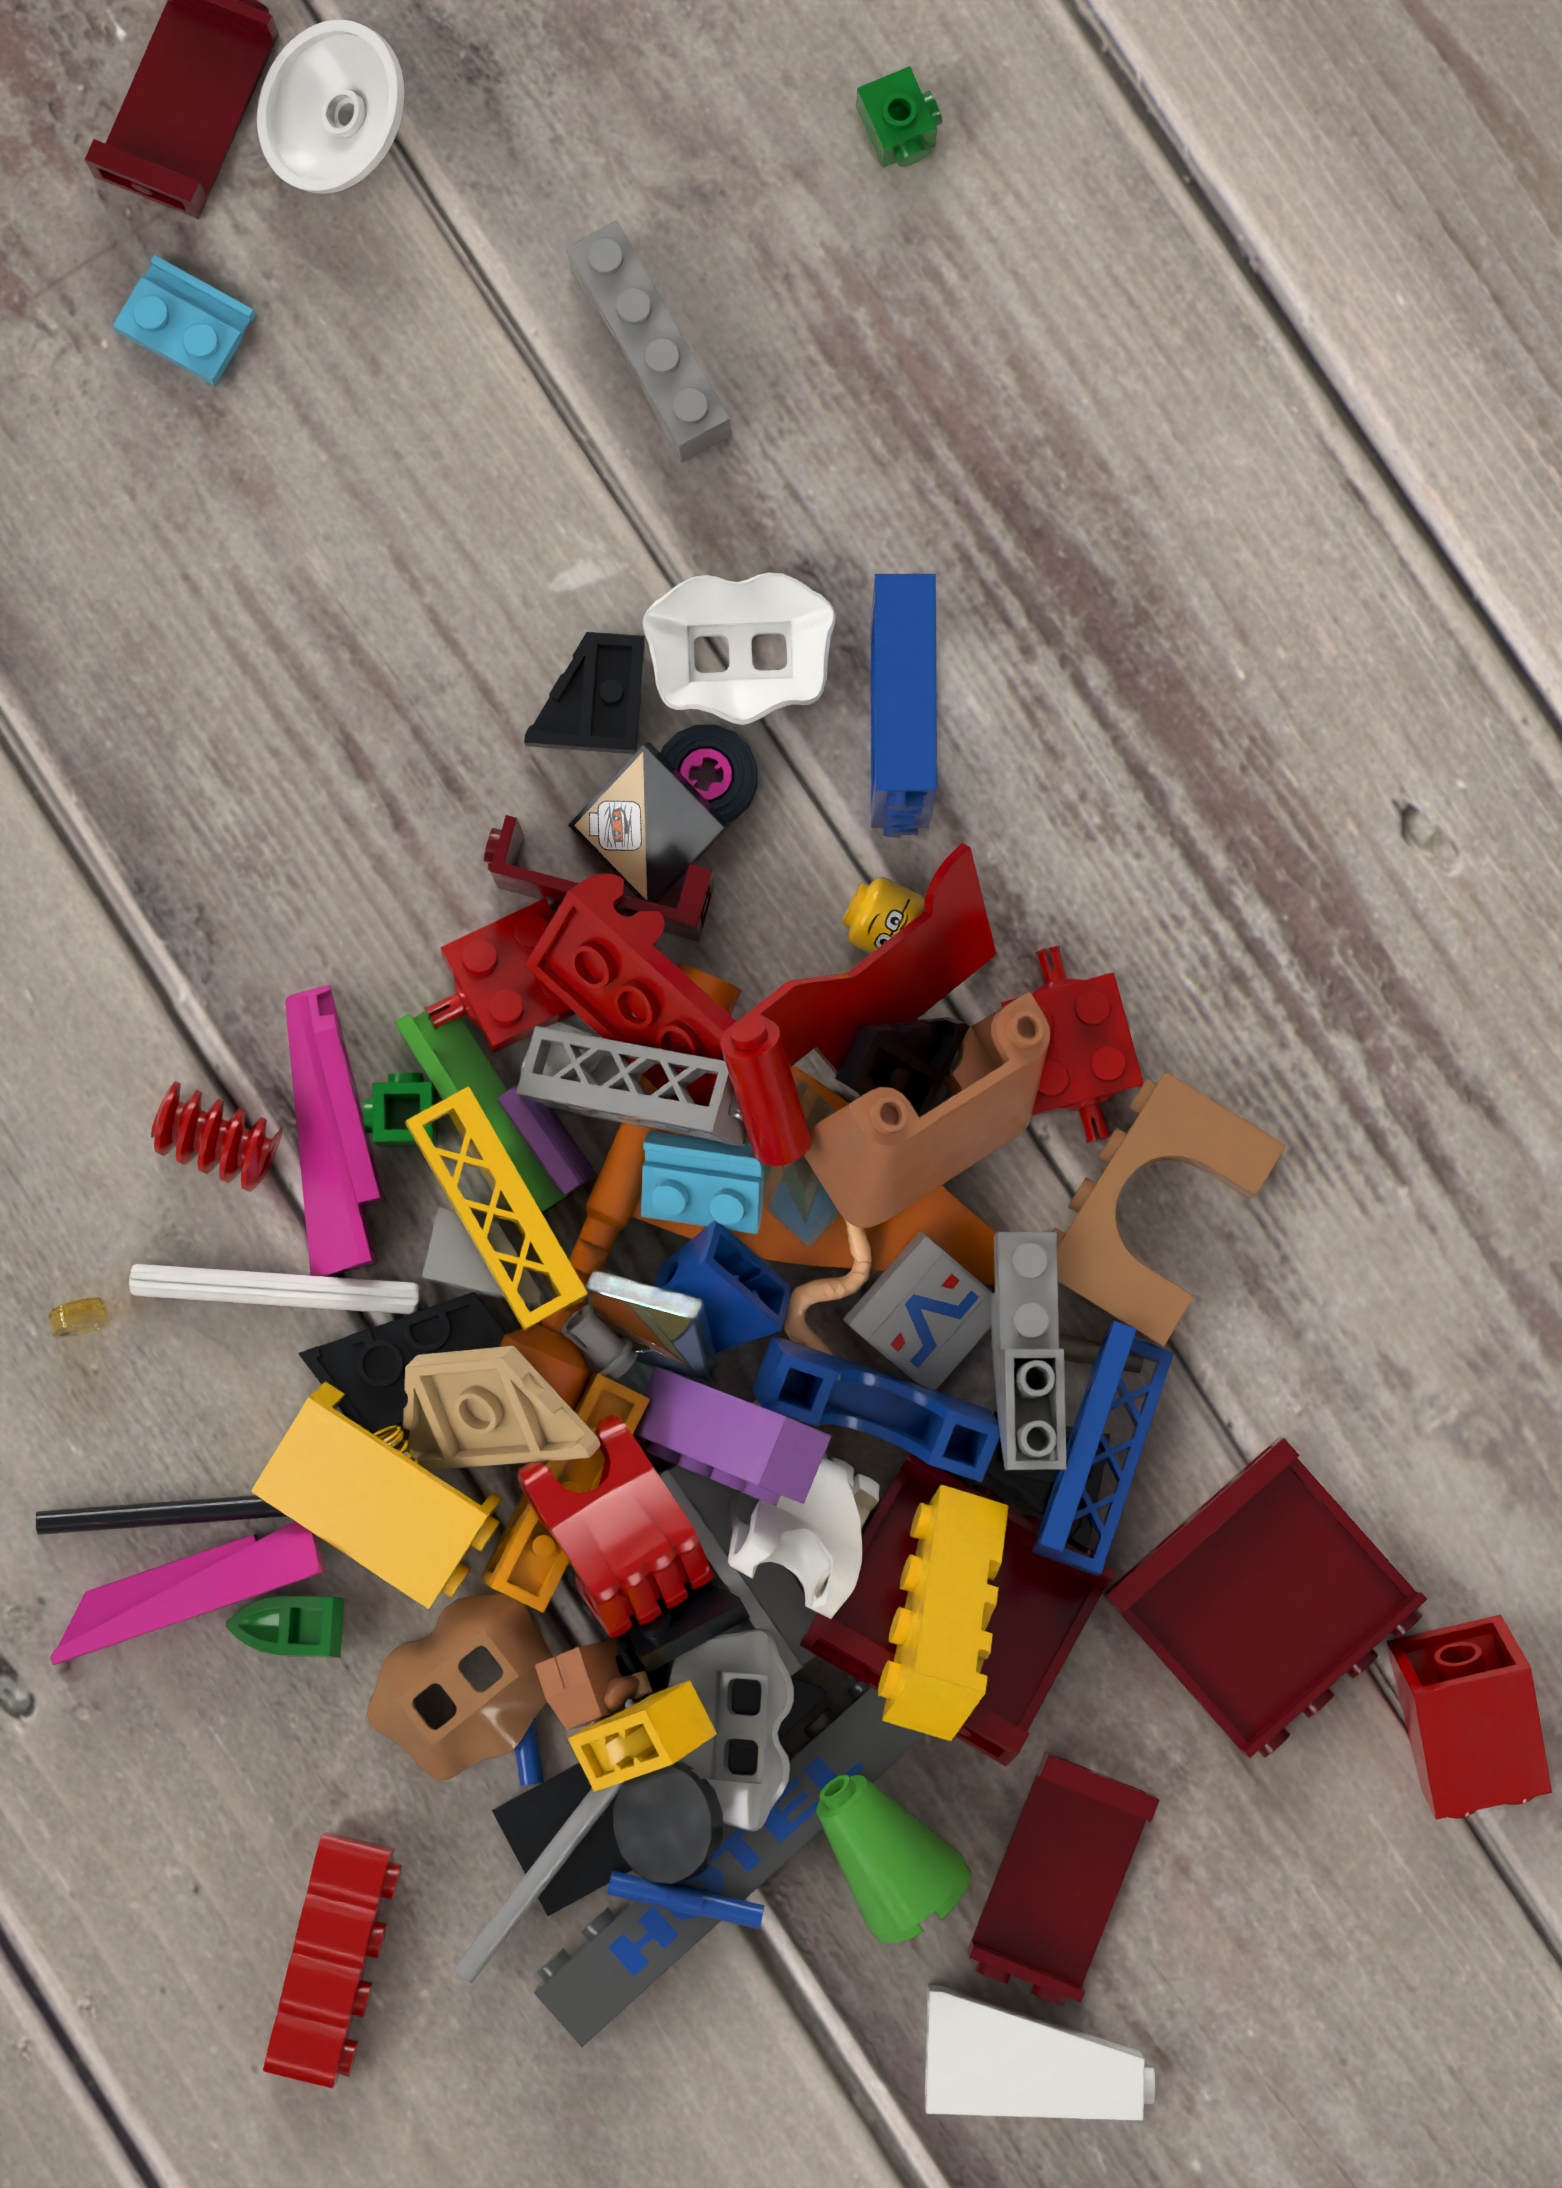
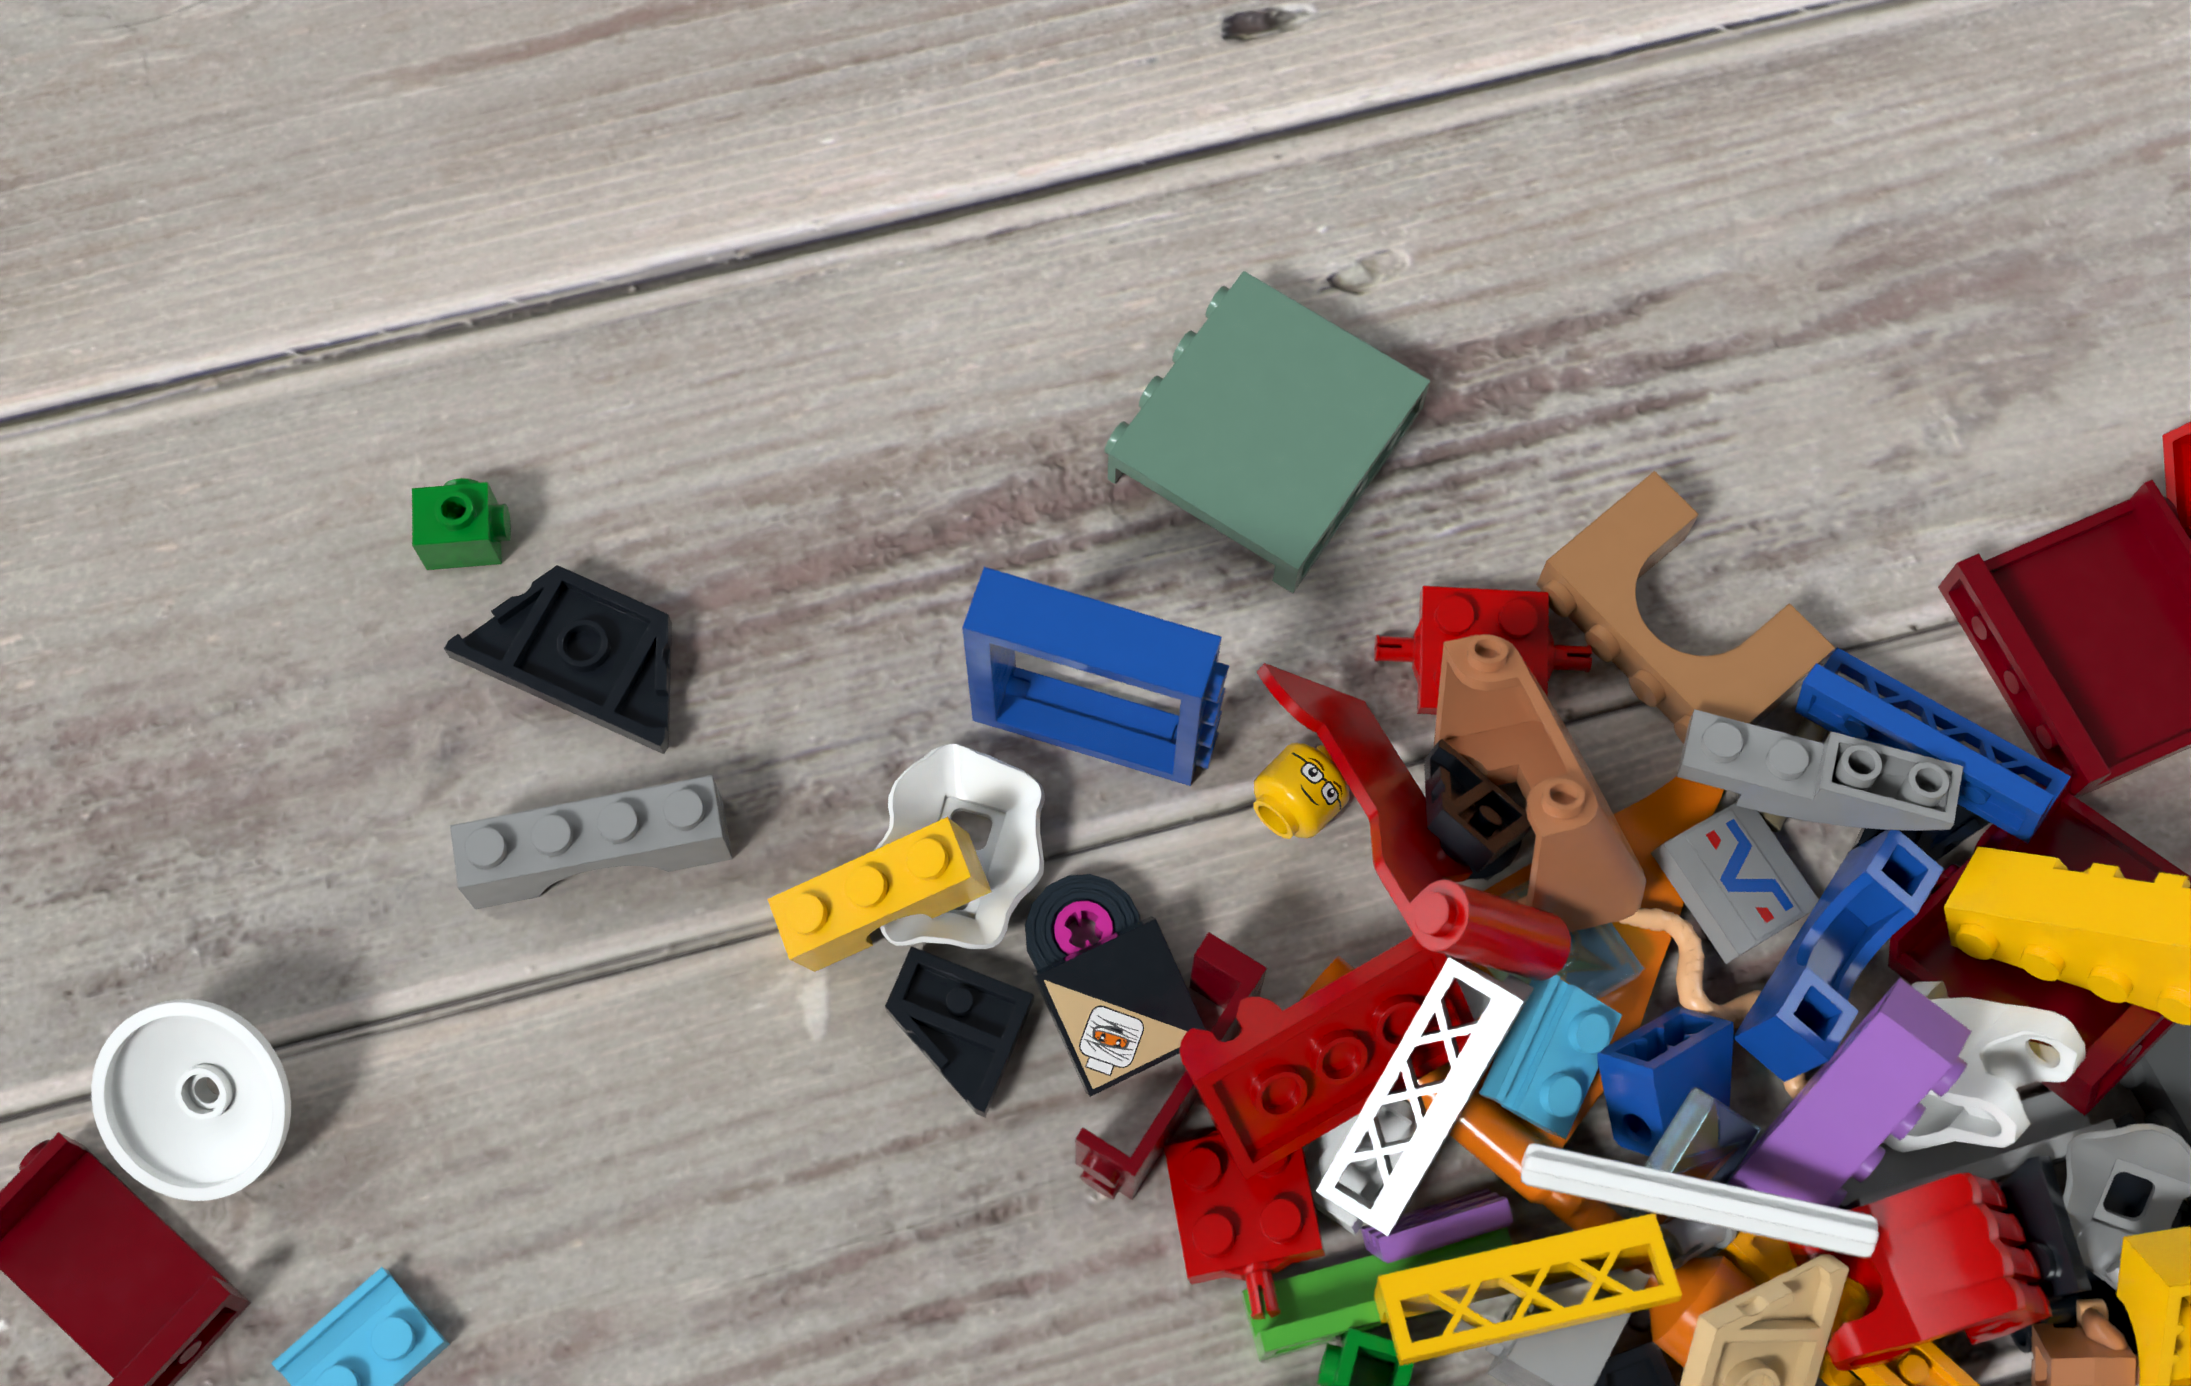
camera: 75 degrees left, 15 degrees down
(608, 1325) = (1699, 1200): none -> white axle
(676, 593) = (910, 876): none -> yellow arch
(816, 269) = (582, 653): none -> black wing
(1225, 790) = (1268, 425): none -> sand green panel

